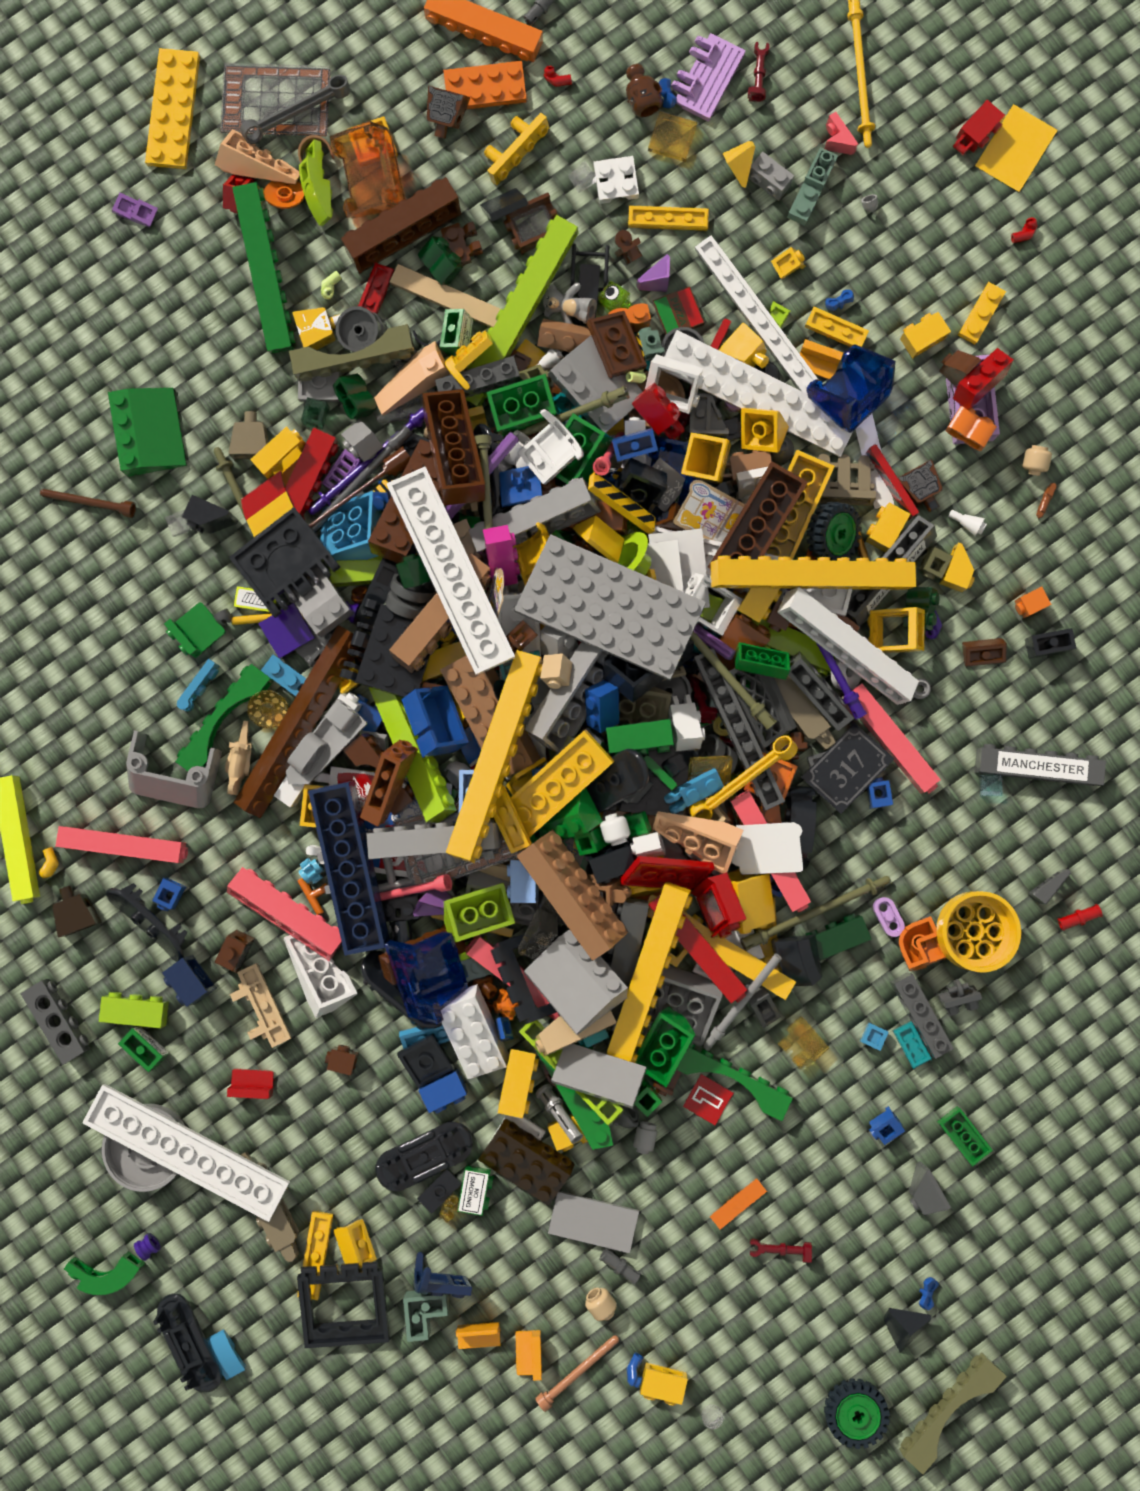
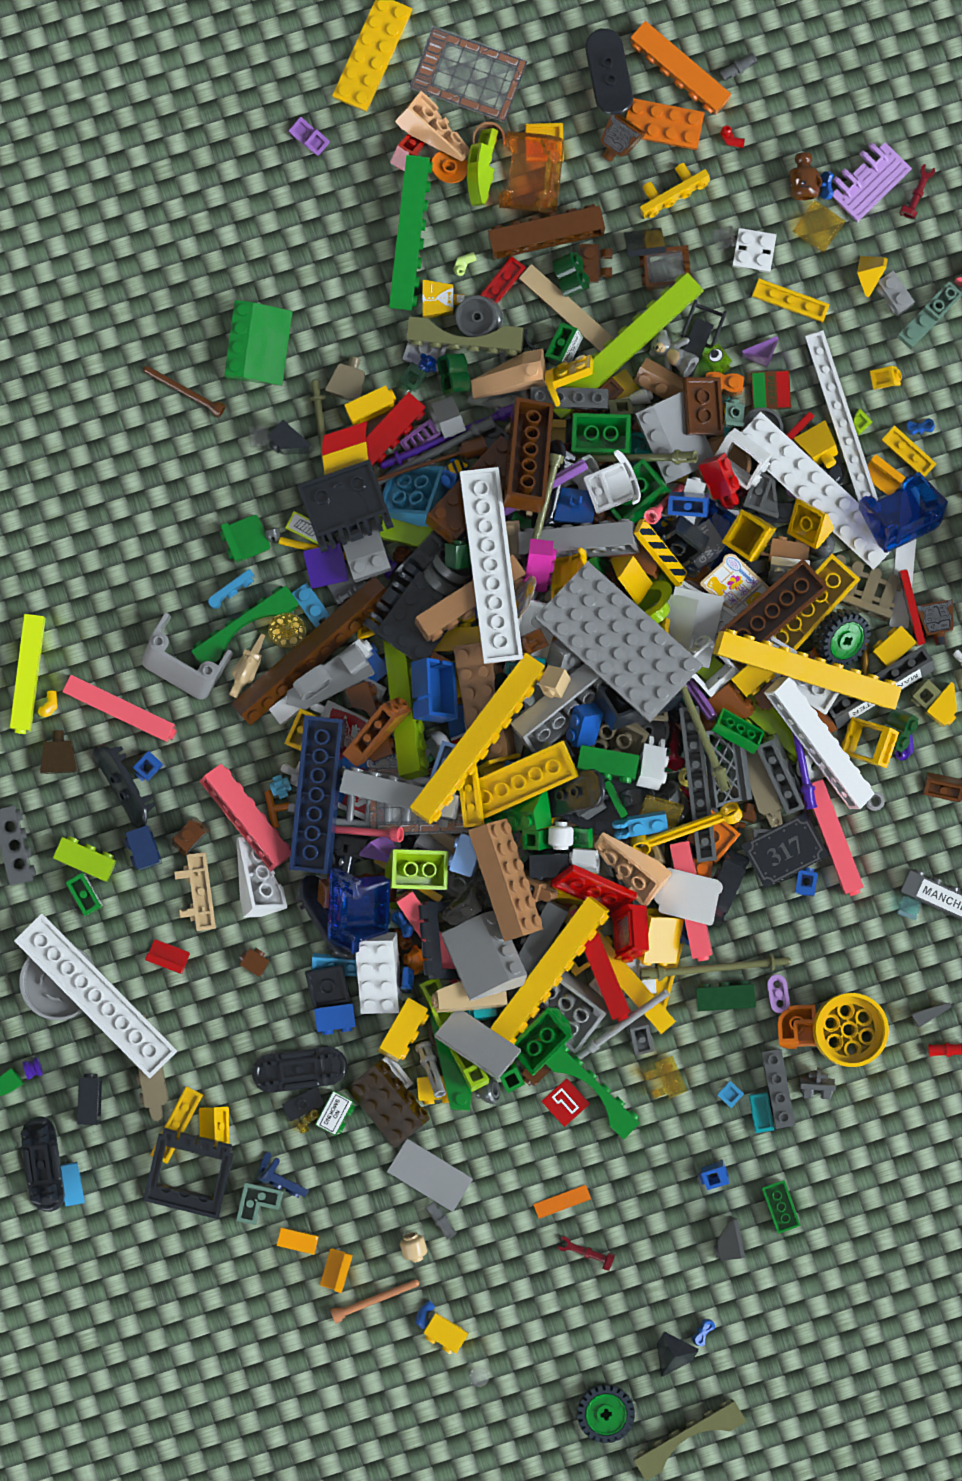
camera: 15 degrees right, 0 degrees up
(215, 1263) = (89, 1099): none -> black window
(296, 108) = (440, 99): dark grey piece -> none
(323, 393) = (427, 363): none -> clear blue plate
(412, 47) = (609, 71): none -> black piece
(486, 977) = (398, 918): none -> blue piece
(628, 248) = (743, 317): reddish brown hips -> none
(636, 377) = (713, 440): yellowish green arm -> none
(645, 1137) = (499, 1116): light grey brick -> none
(799, 958) = (685, 1003): black slope -> none

